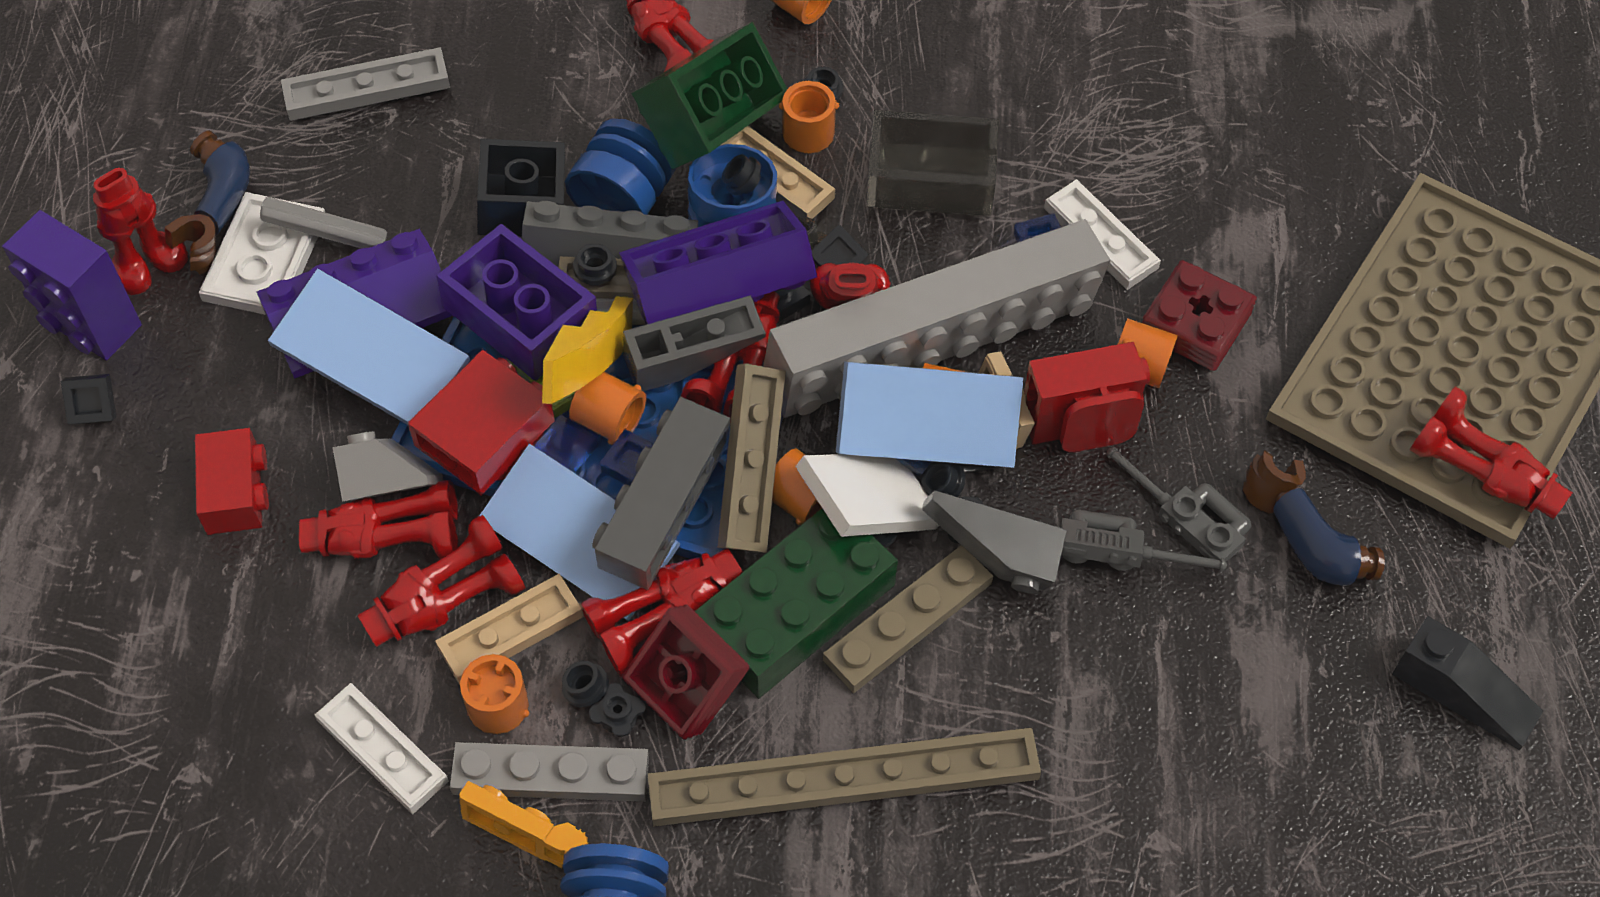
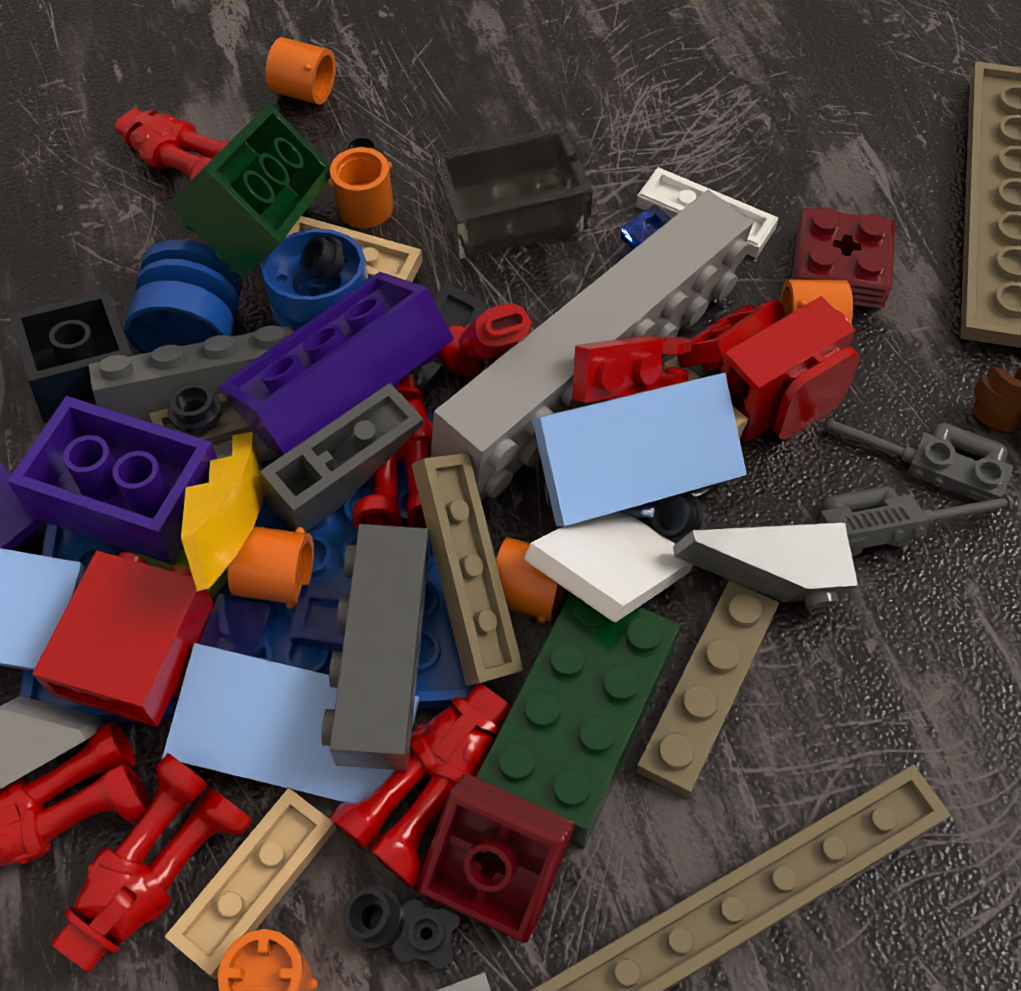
camera: 20 degrees left, 0 degrees up
(943, 346) = (625, 367): none -> red hinge
(1055, 344) = (730, 330): none -> red hinge

